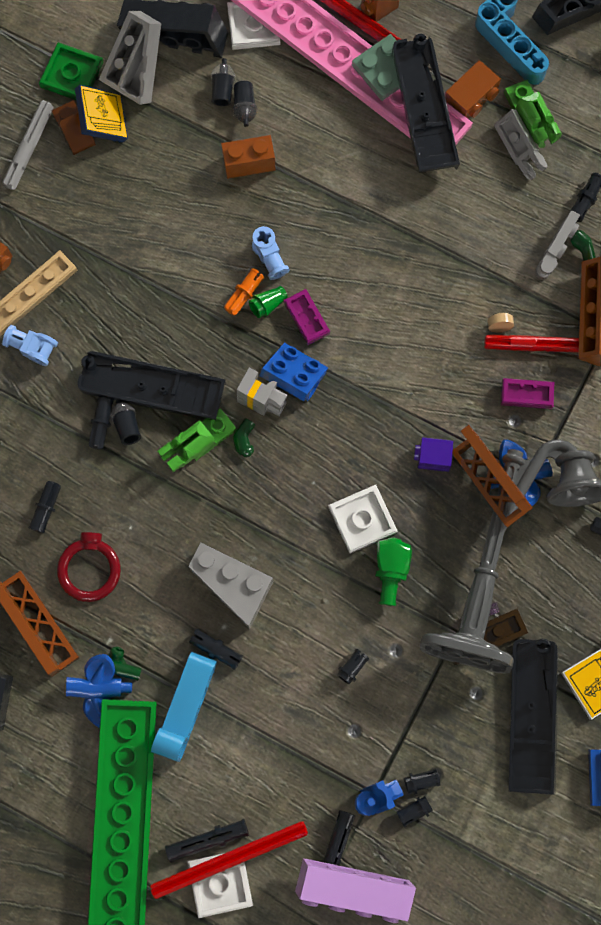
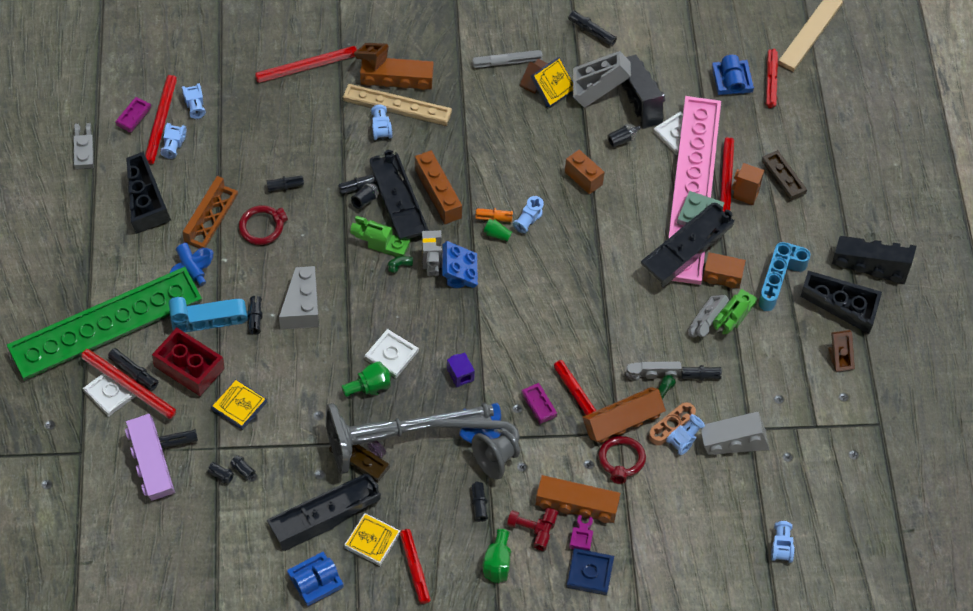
camera: 55 degrees right, 20 degrees down
(47, 24) = (586, 24): none -> black pin
(68, 69) = (571, 53): green tile -> none
(121, 668) = (212, 270): dark green arm -> none
(166, 332) = (438, 187): none -> dark orange brick
(241, 769) = (188, 361): none -> dark red brick
(244, 102) = (618, 153): piece -> none
(306, 317) = (502, 256): magenta plate -> none
(330, 737) = (239, 404): none -> yellow tile
(352, 667) = (291, 393): black pin -> none
(377, 798) = (216, 444): blue hips -> none
(495, 469) = (465, 400): dark orange fence -> none
(500, 322) = (576, 364): tan tile -> none

